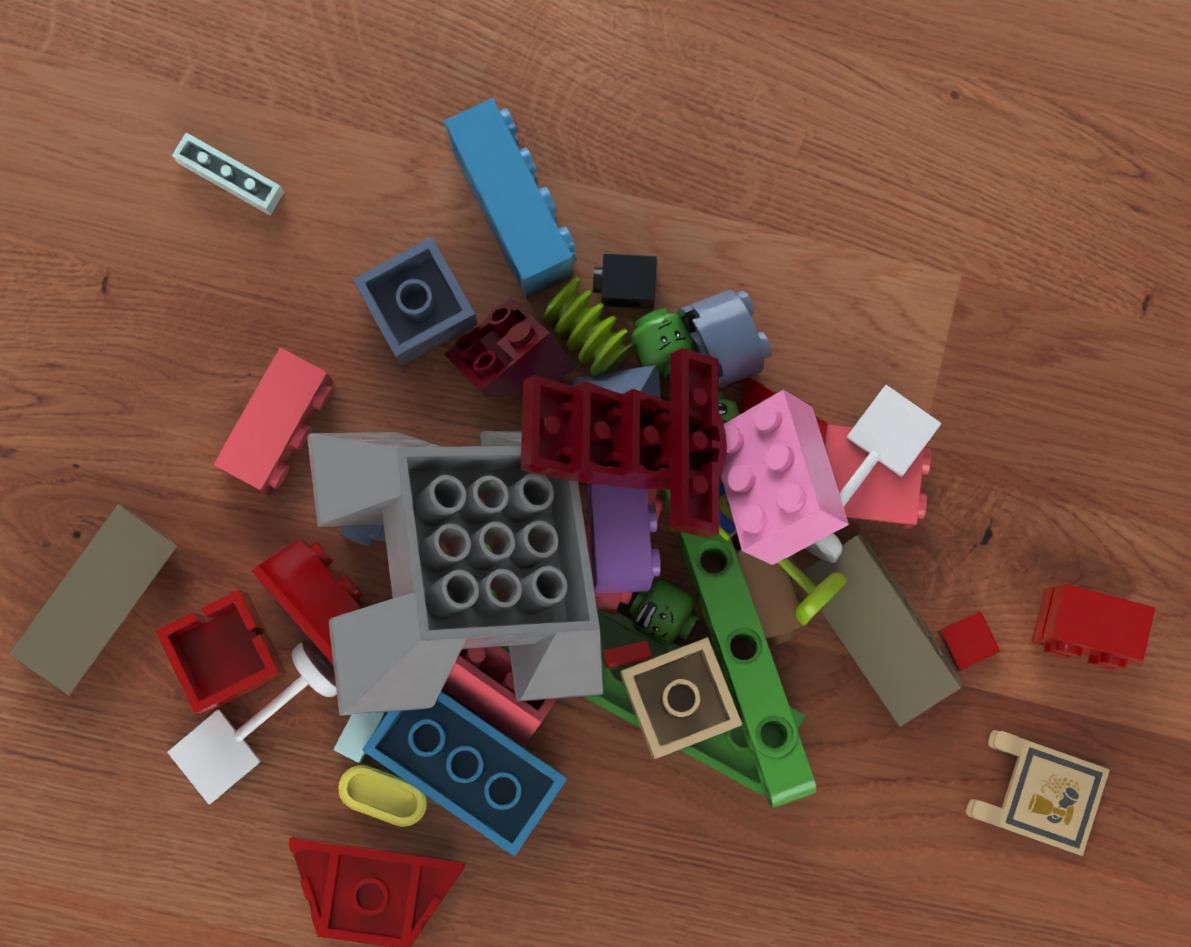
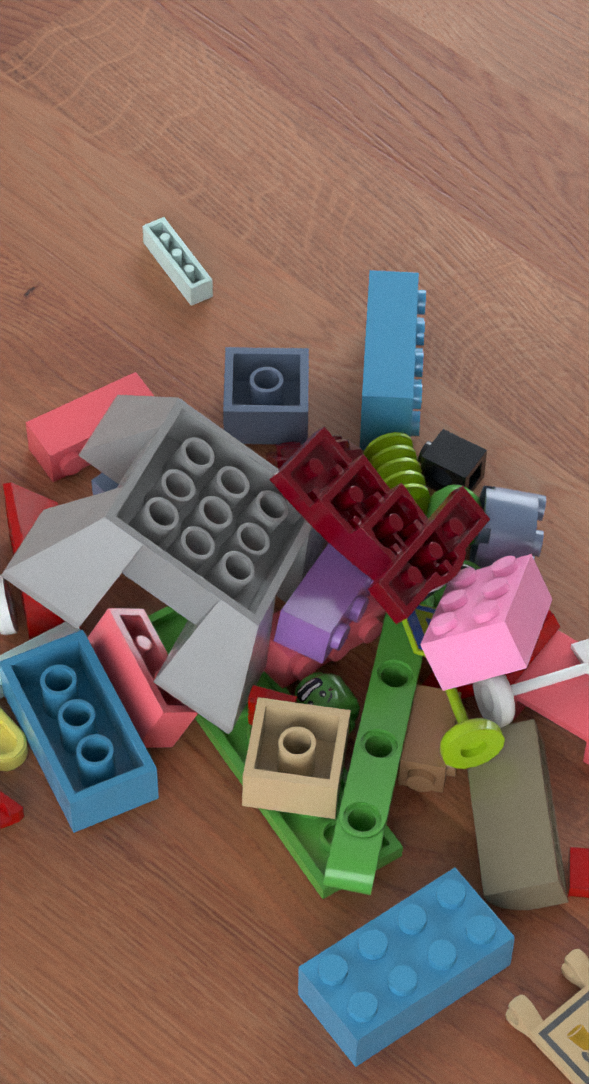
camera: 30 degrees right, 30 degrees down
(871, 828) = (405, 966): none -> dark azure brick

